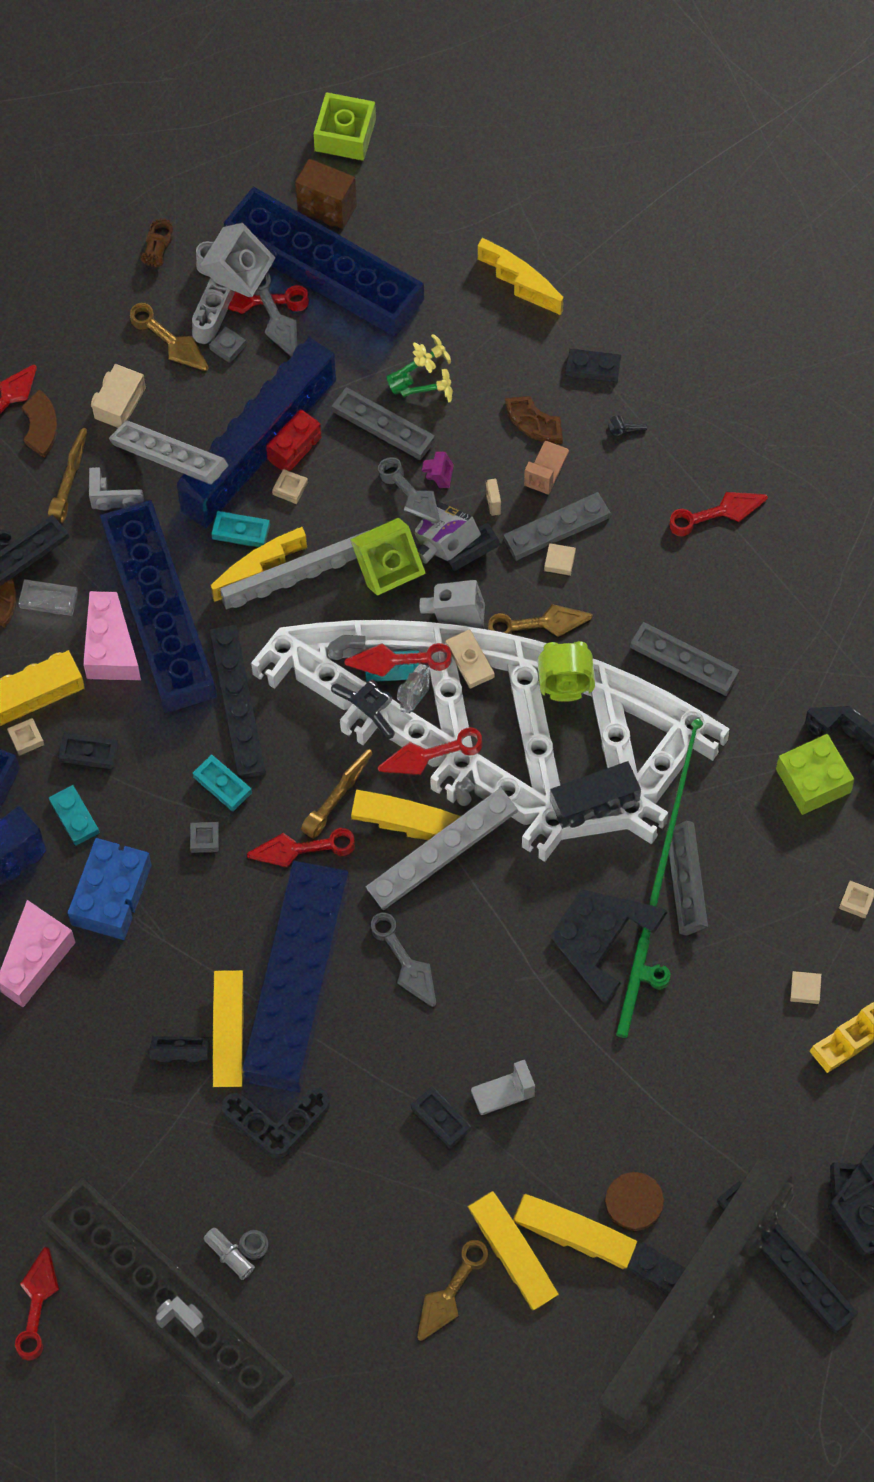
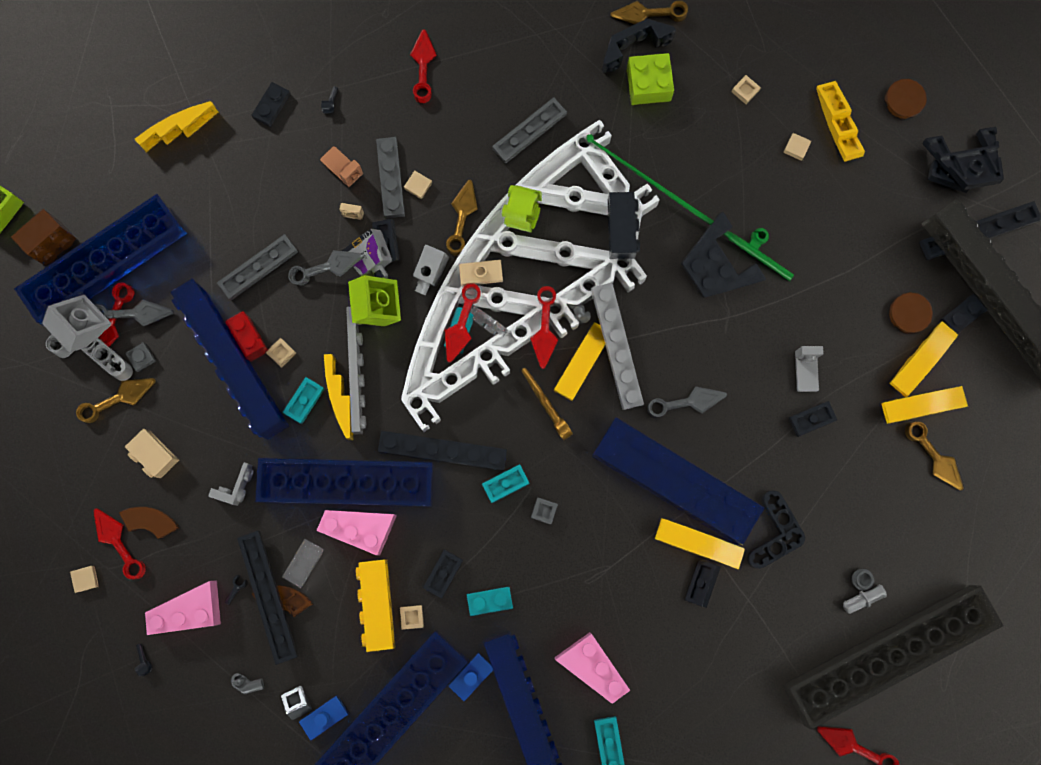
camera: 75 degrees left, 15 degrees up
(59, 505) = (227, 529): pearl gold piece -> none
(106, 885) = (562, 594): blue piece -> none
(157, 243) = (27, 379): reddish brown connector -> none
(169, 452) = (225, 430): light grey plate -> none
(187, 1315) = (923, 646): light grey bracket -> none
(283, 849) = (572, 457): red piece -> none
(343, 642) = (434, 356): dark grey arm -> none
(373, 710) = (487, 362): black piece -> none
(401, 379) = (227, 241): plant -> none
(439, 469) = (313, 241): magenta tile -> none
(533, 421) = (298, 163): reddish brown tile -> none
(687, 879) = (697, 191): dark grey plate -> none

